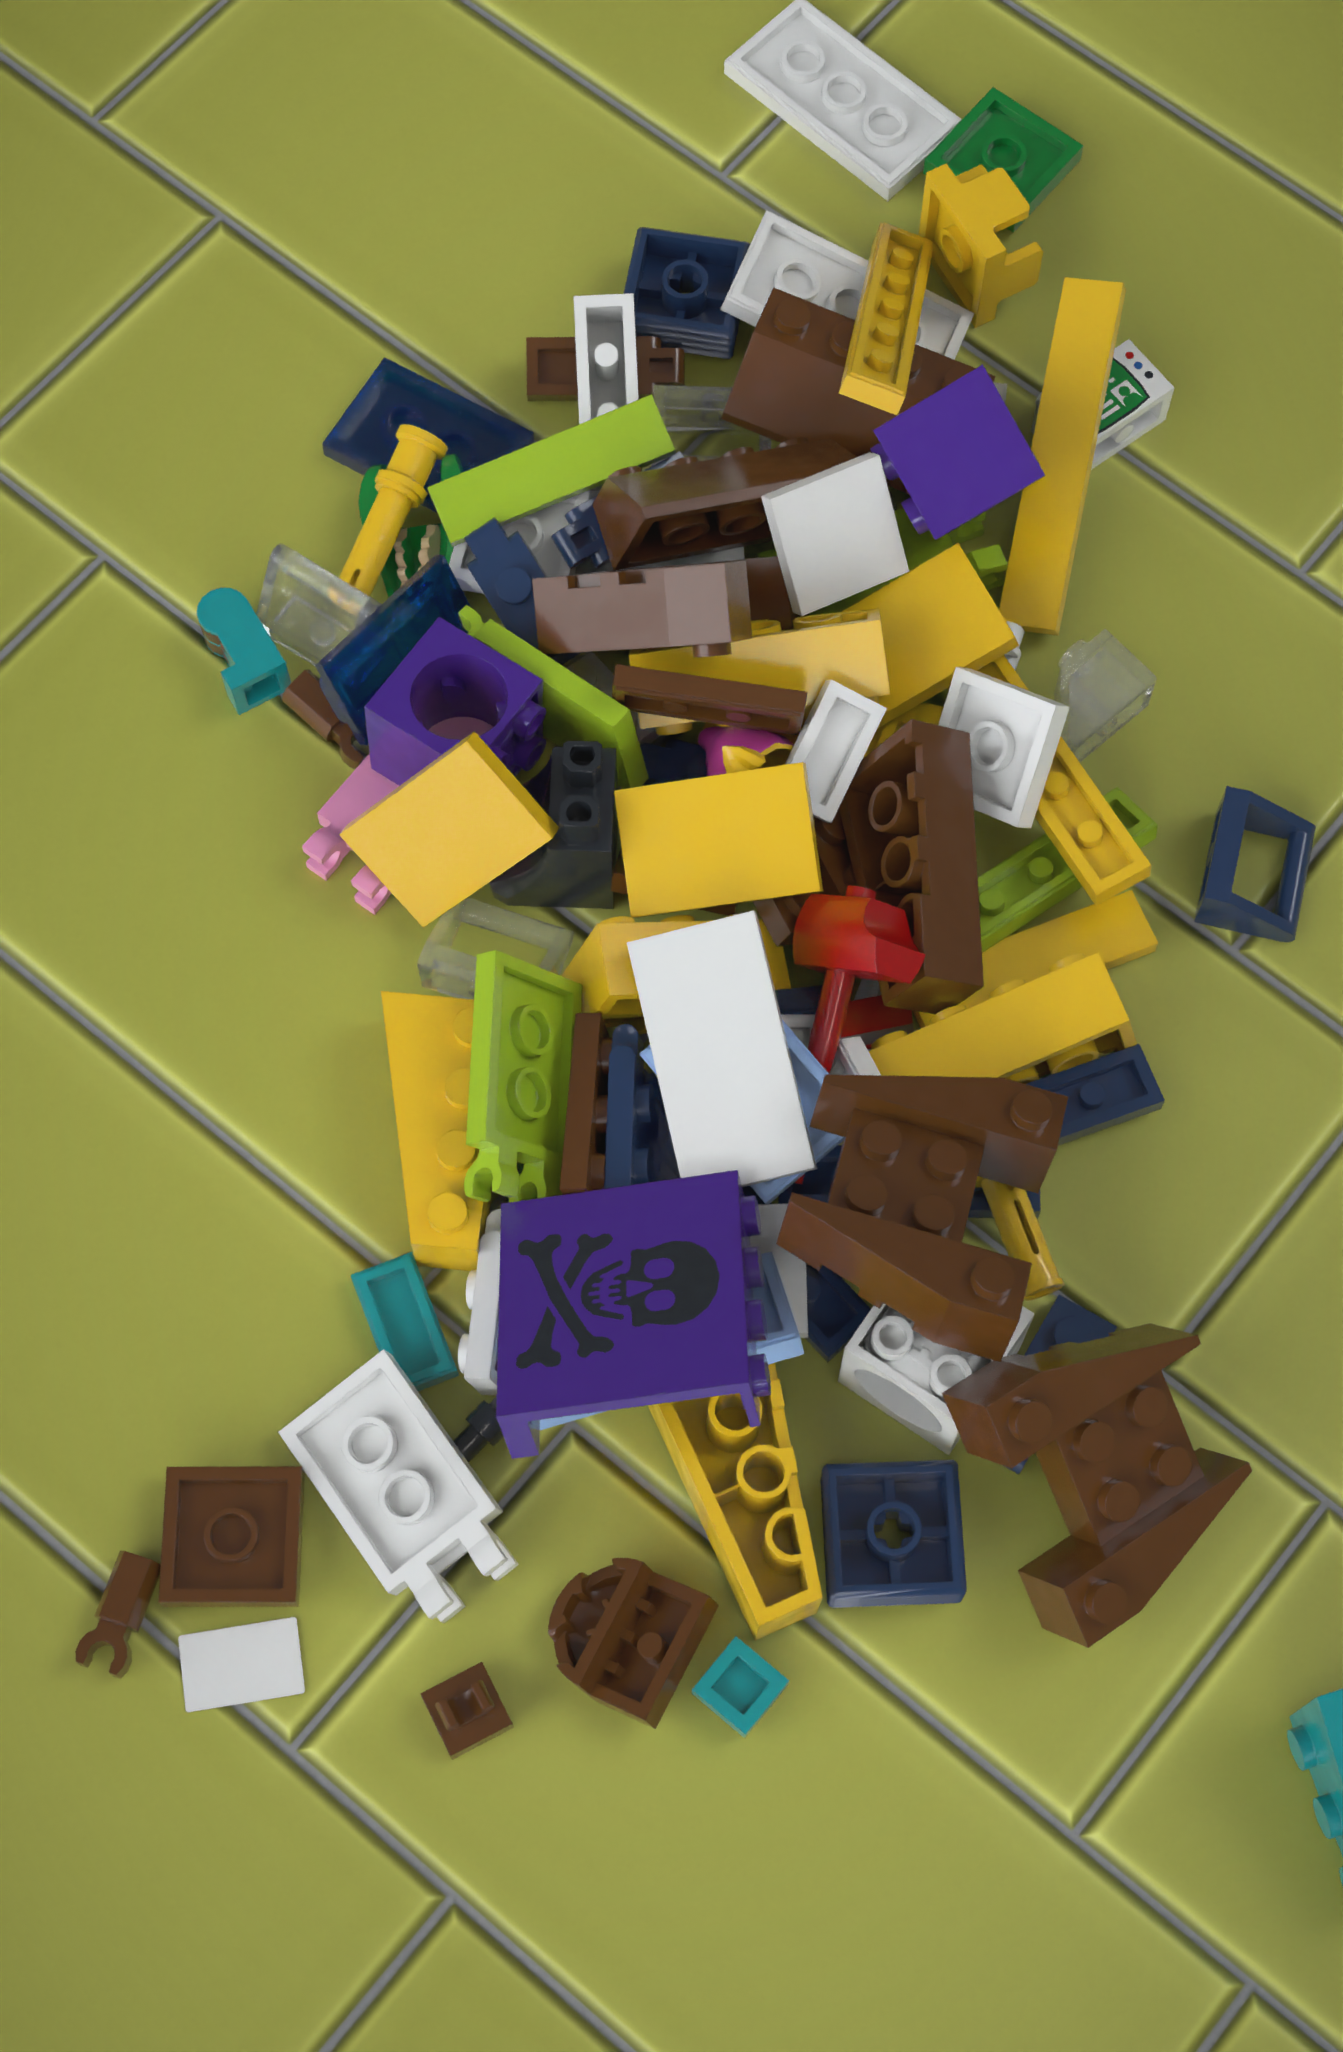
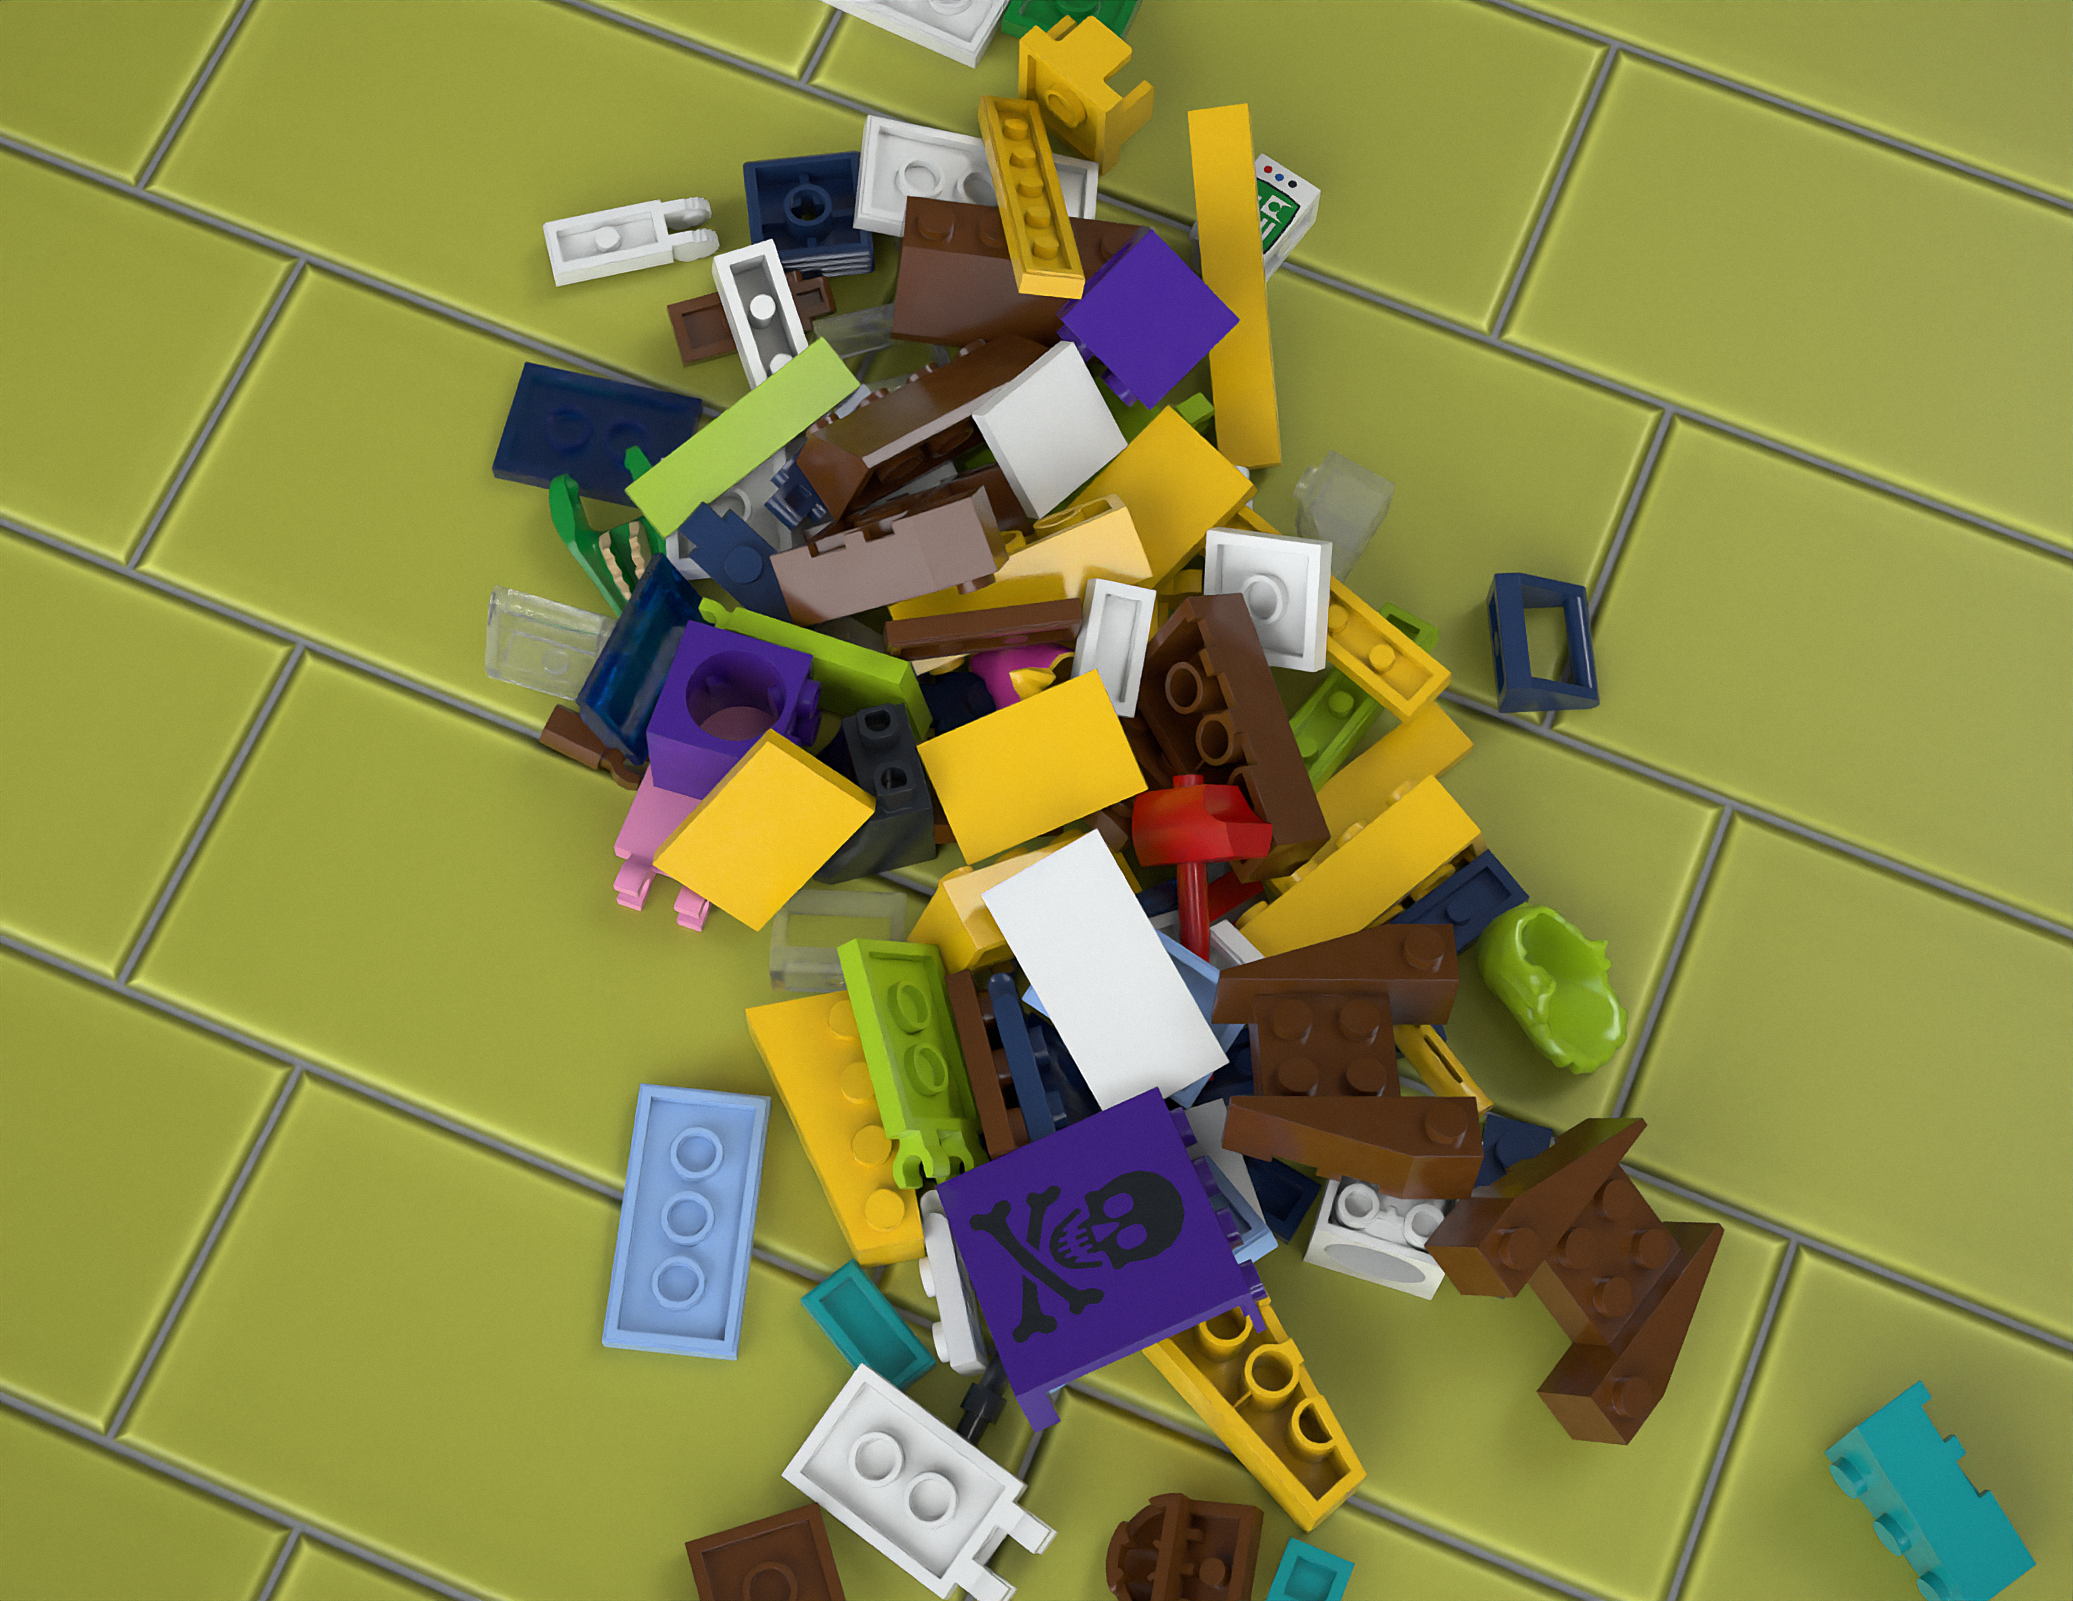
camera: 20 degrees left, 0 degrees up
(237, 634) = (472, 686): teal leg -> none
(272, 1175) = (687, 1222): none -> light blue tile
(398, 490) = (592, 497): yellow pin -> none
(513, 271) = (628, 239): none -> white hinge
(923, 1502) = (1425, 1353): dark blue brick -> none
(1161, 1191) = (1553, 985): none -> lime piece

